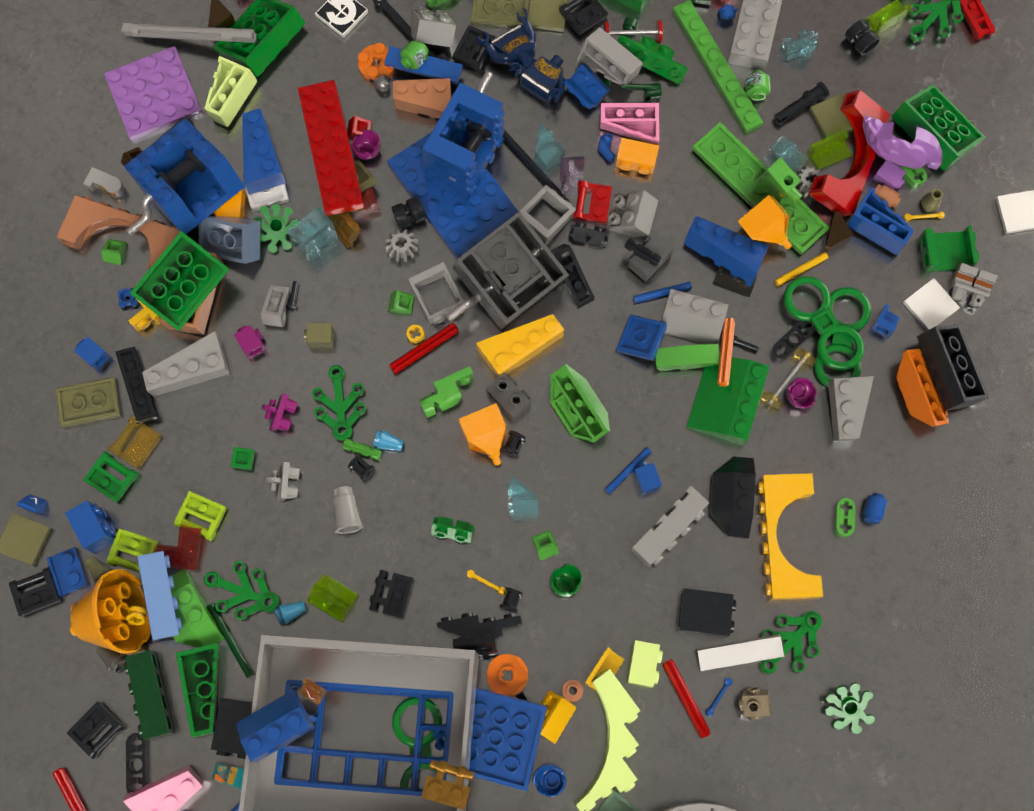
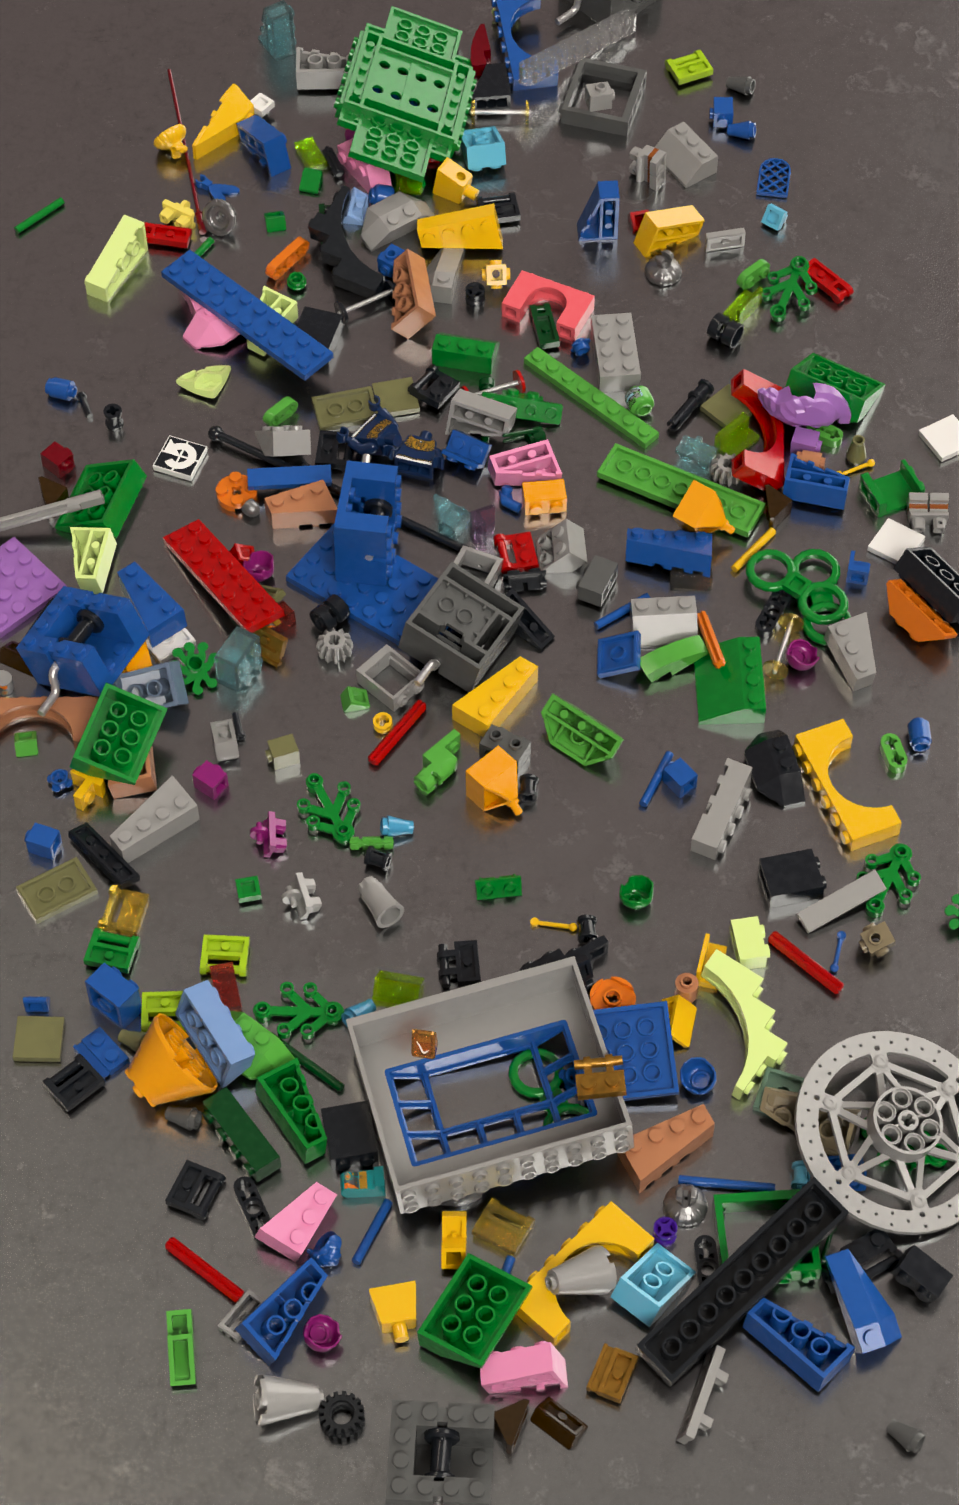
camera: 20 degrees left, 20 degrees down
(136, 615) = (202, 1045): yellow bush -> none
(273, 726) = (399, 1089): blue slope -> none
(414, 55) = (278, 467): bright green head -> none
(524, 501) = (562, 836): clear light blue slope -> none
(545, 545) = (601, 872): bright green slope -> none
(642, 252) = (588, 573): black axle -> none
(744, 344) = (727, 632): black piece -> none
(780, 181) = (700, 468): bright green torso -> none
(801, 46) = (668, 355): clear light blue hips -> none

